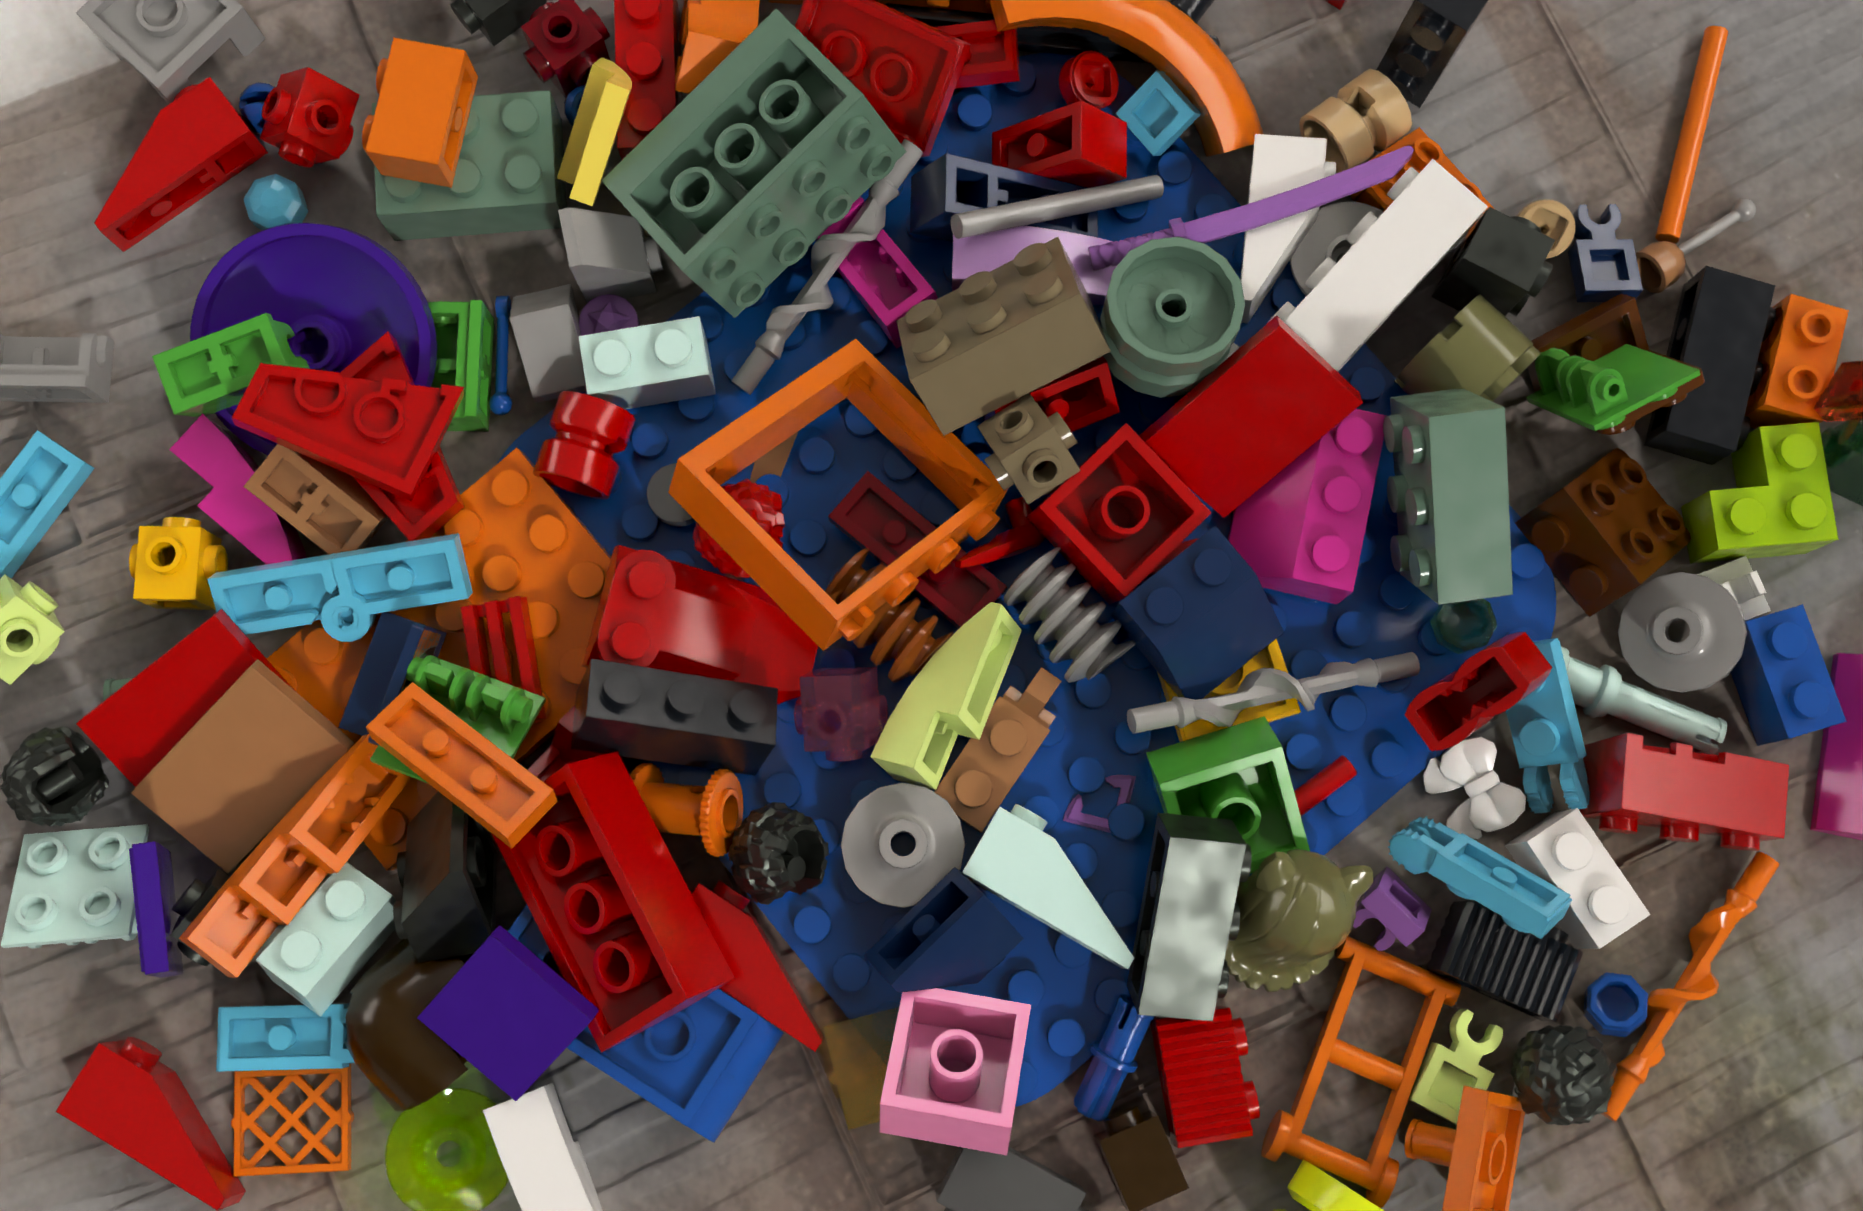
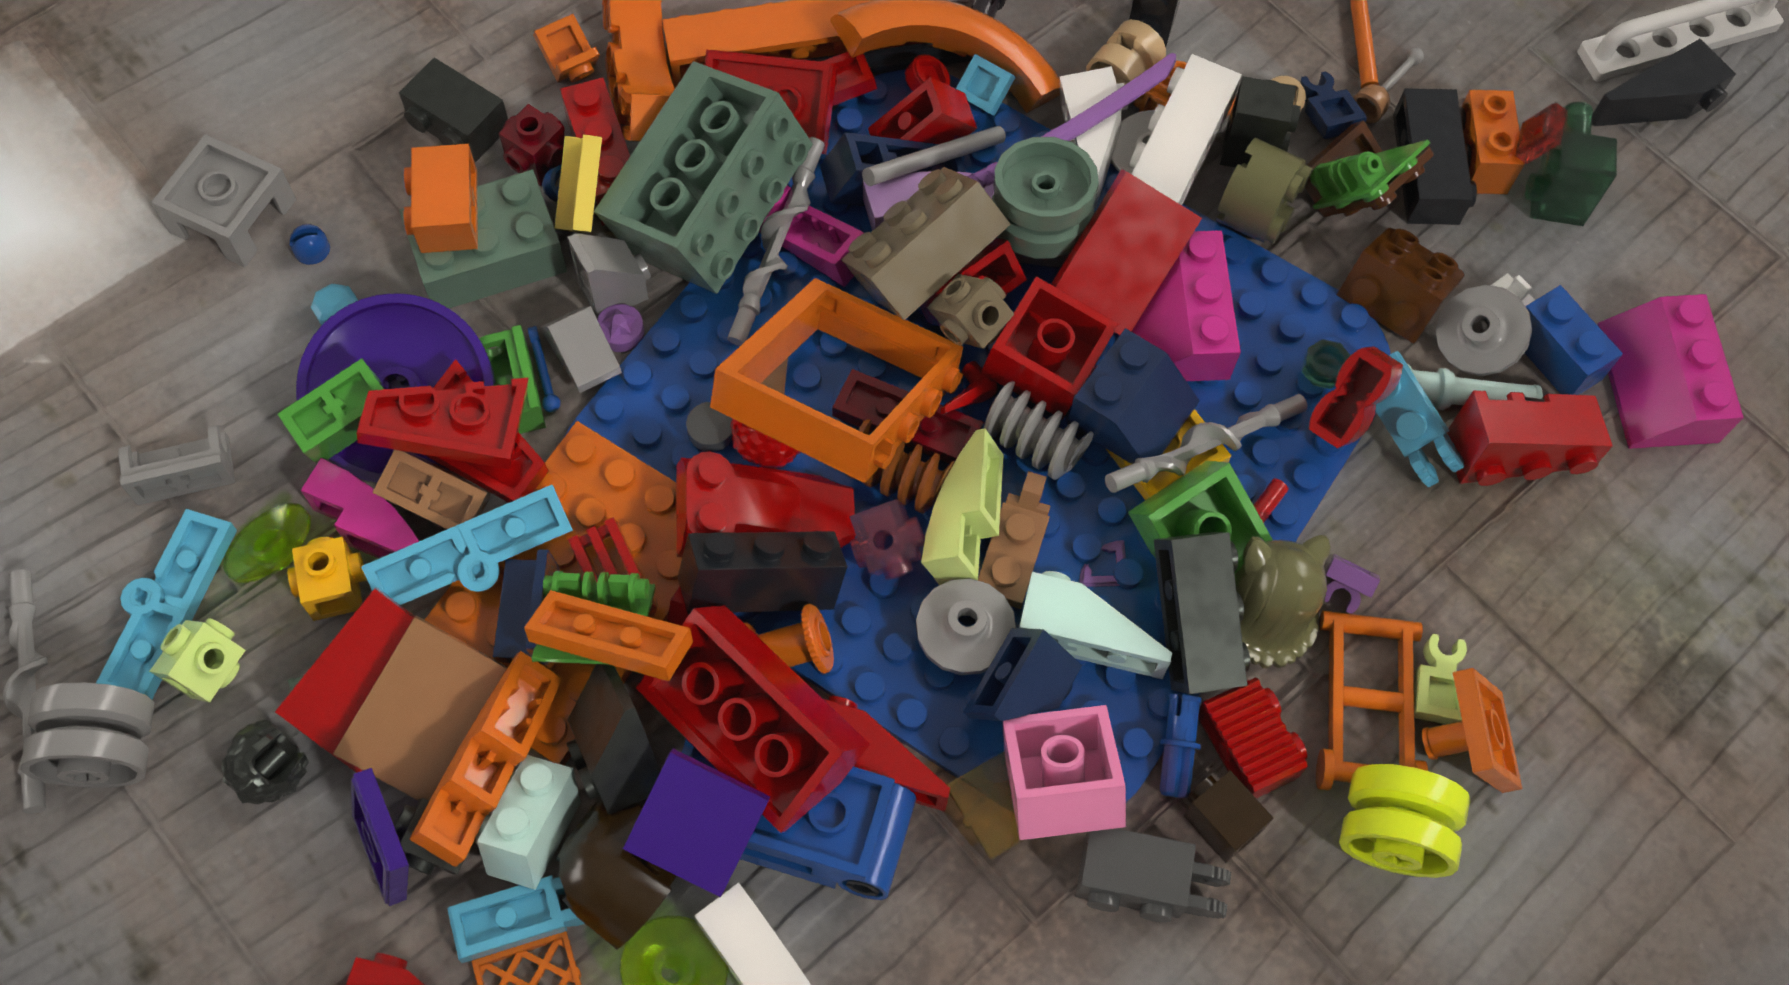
camera: 15 degrees left, 15 degrees down
(73, 888) = (302, 850): light aqua hinge -> none
(120, 500) = (267, 543): none -> clear neon green dish
(183, 157) = (256, 289): red slope -> none
(309, 117) = (349, 236): red brick -> none
(584, 445) = (631, 404): red wheel -> none
(648, 363) = (662, 337): light aqua brick -> none
(777, 853) = (871, 656): pearl dark grey piece -> none
(1450, 494) = (1286, 265): sand green brick -> none
(1480, 875) = (1402, 530): medium azure hinge -> none
(1490, 802) = (1392, 486): white piece -> none
(1505, 963) = (1447, 591): black brick -> none
(1562, 1075) = (1521, 657): pearl dark grey piece -> none
(1574, 860) = (1476, 519): white brick -> none
(1615, 1004) = (1539, 603): blue tile -> none
(1694, 984) = (1576, 590): orange piece -> none
(1778, 502) = (1511, 230): lime brick -> none

